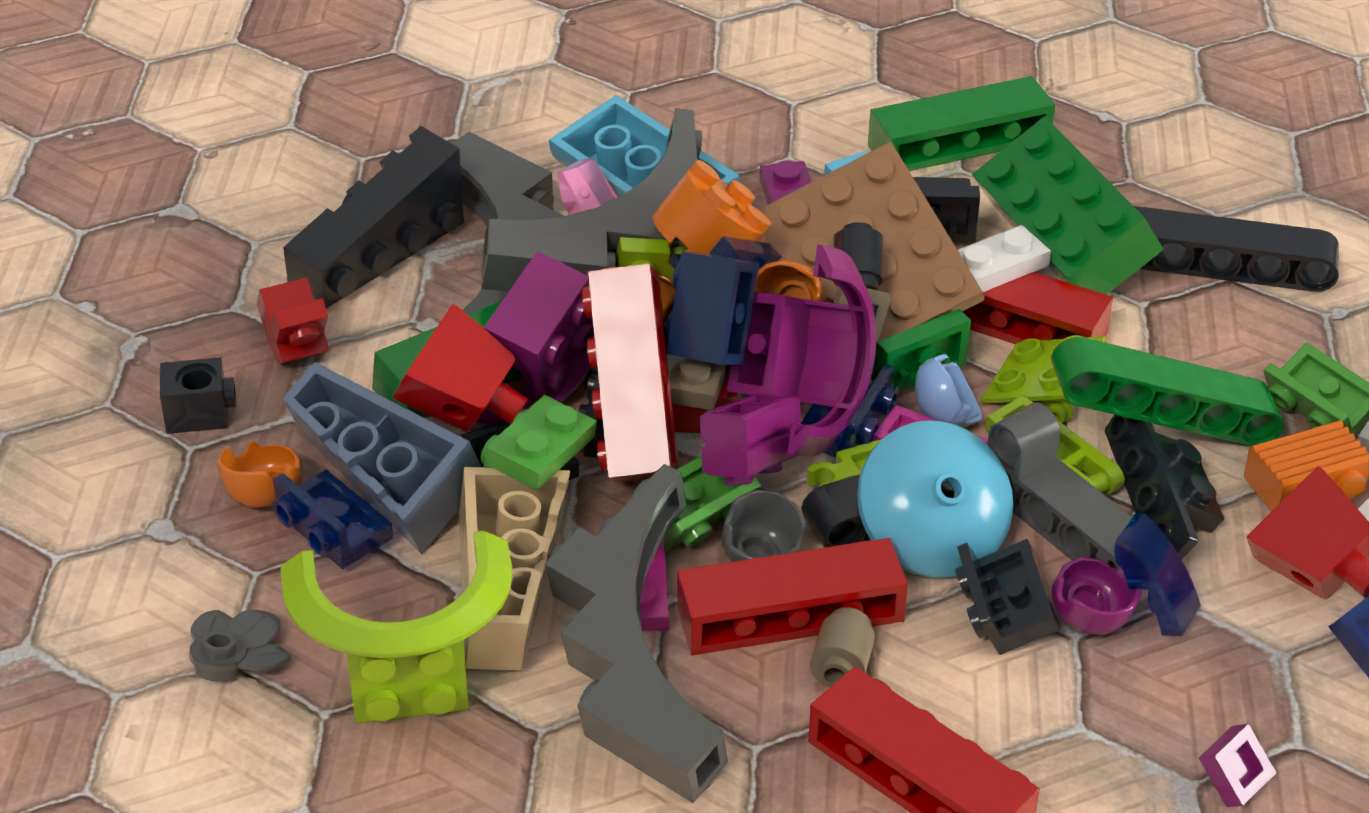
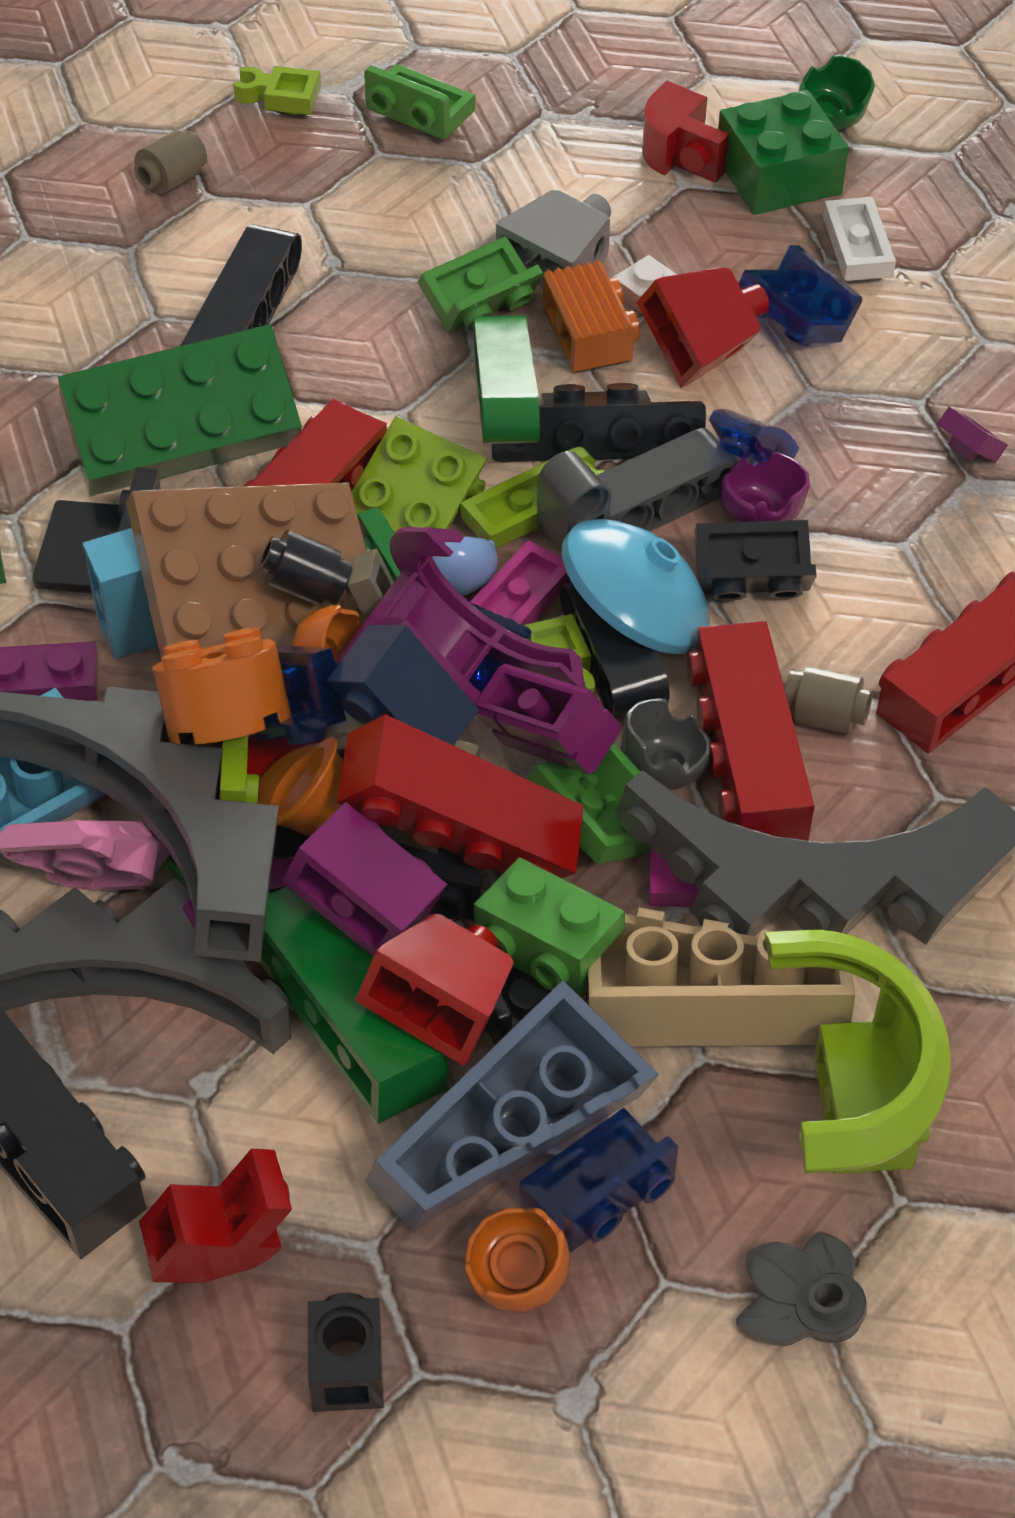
camera: 85 degrees left, 10 degrees up
(1005, 257) = (257, 459): white plate -> none

